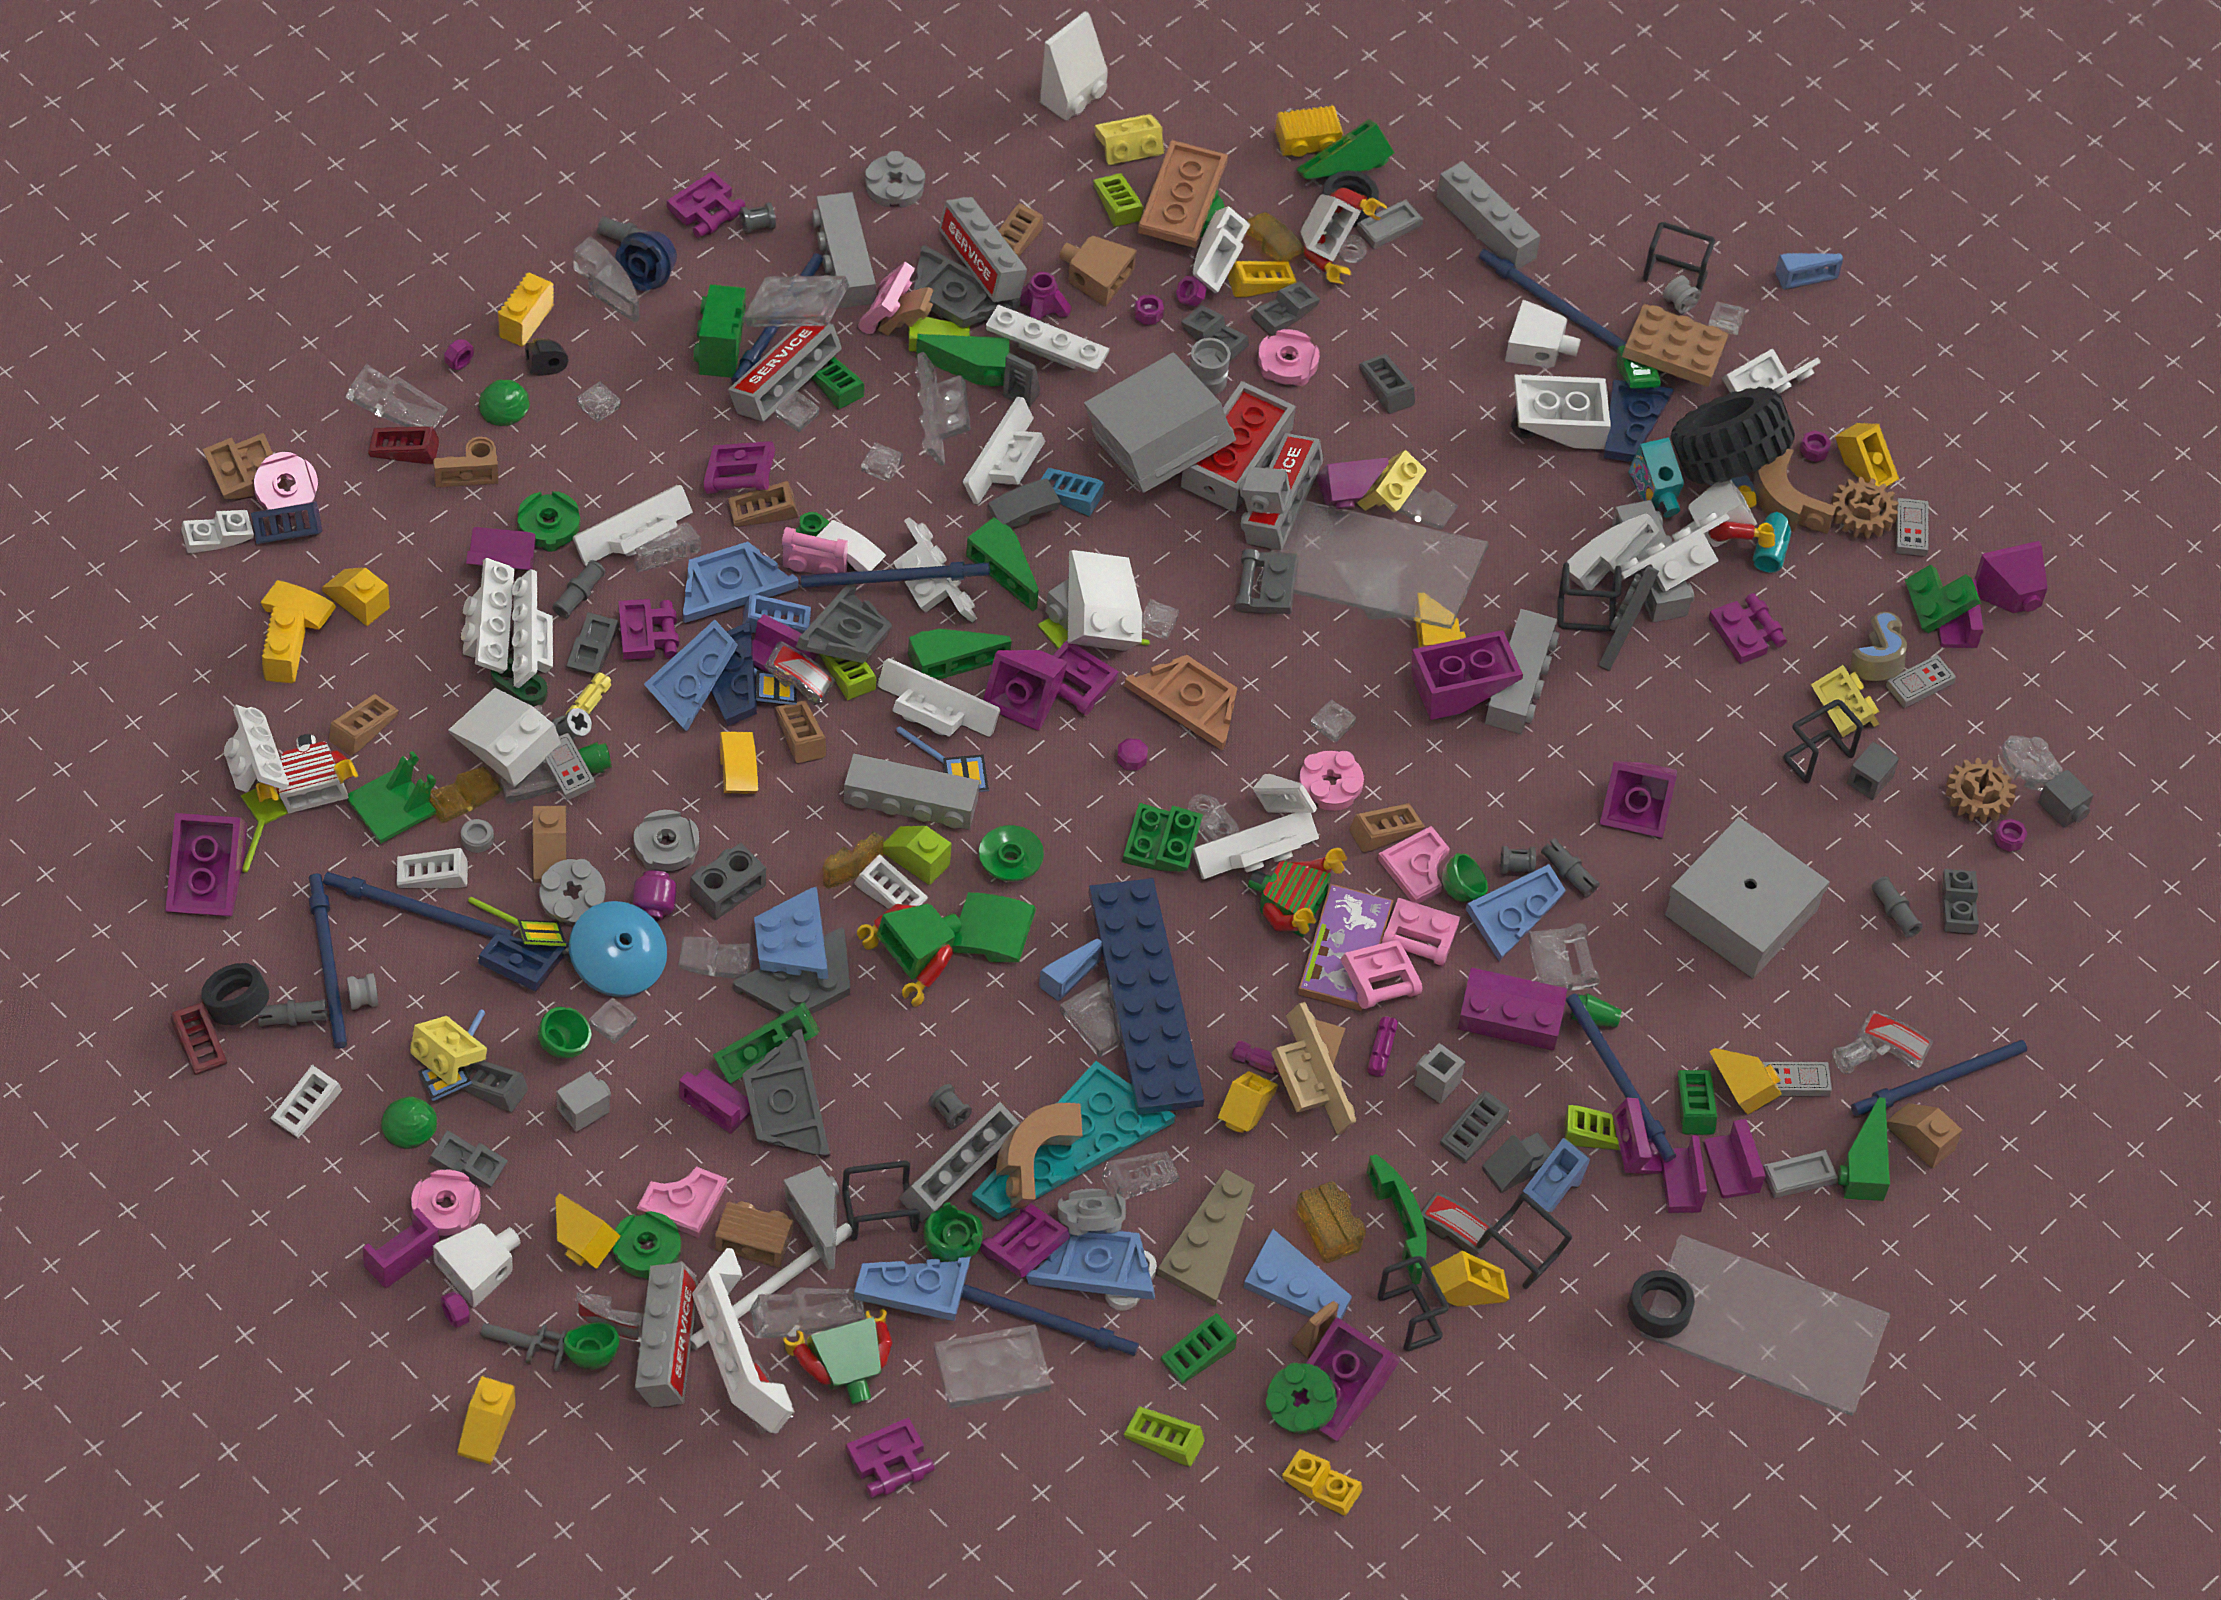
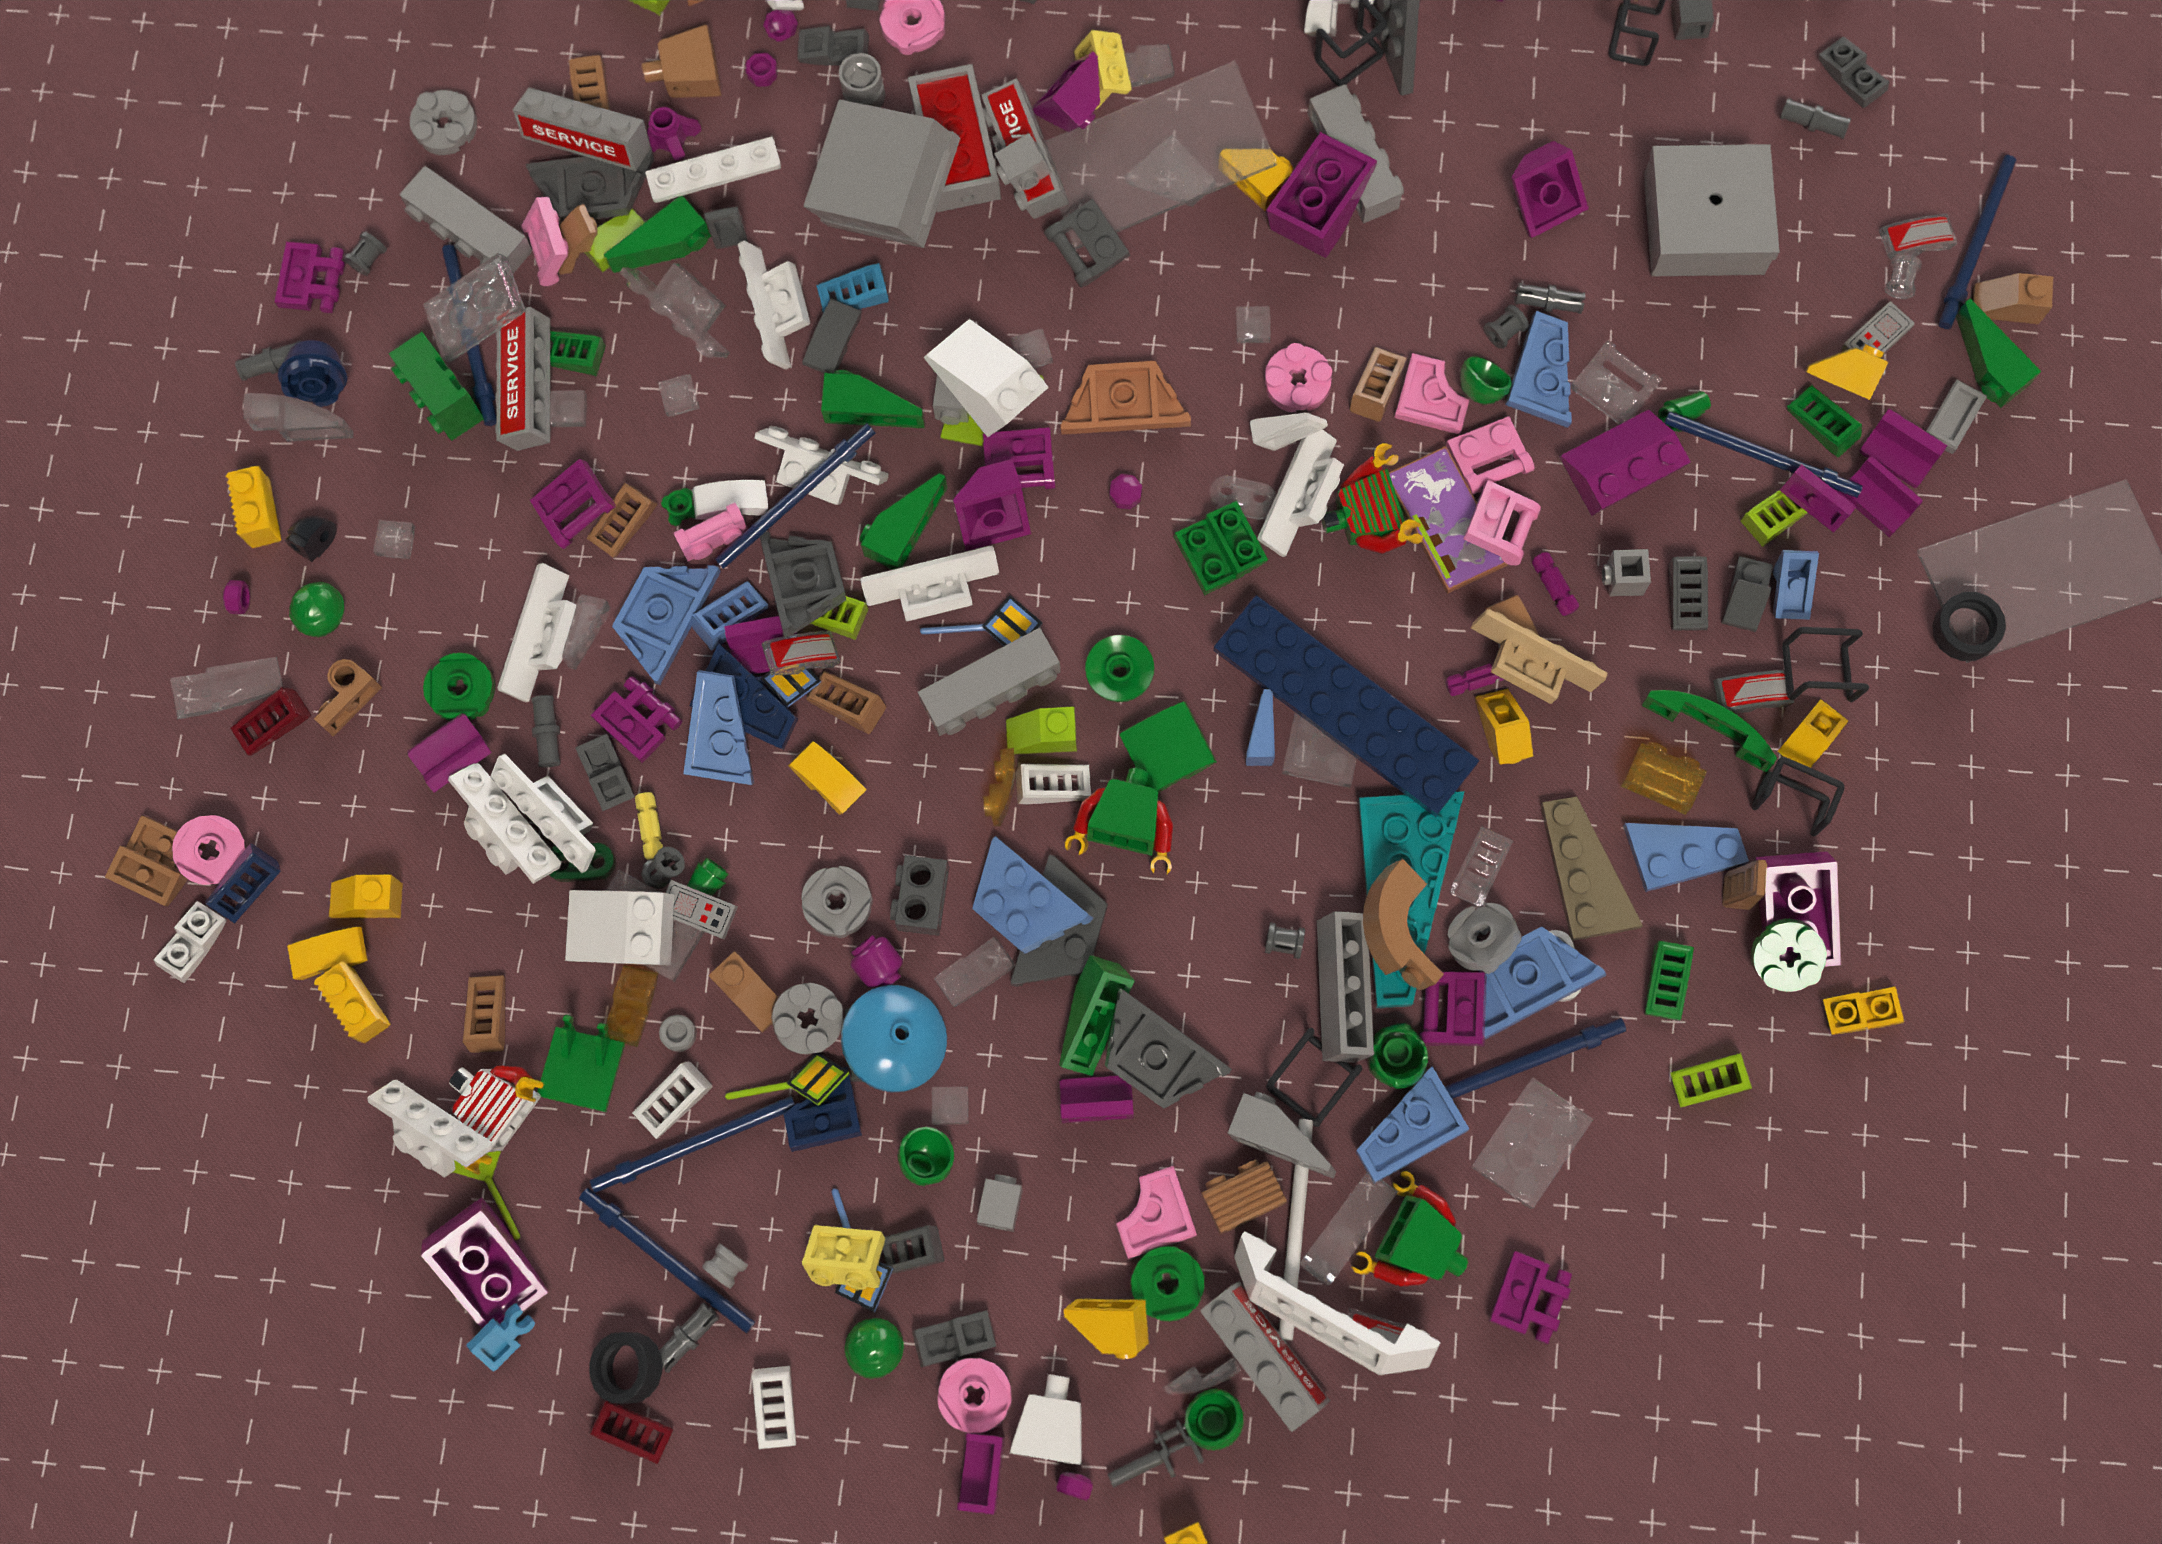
camera: 30 degrees left, 20 degrees up
(166, 914) = (498, 1341): none -> dark azure plate

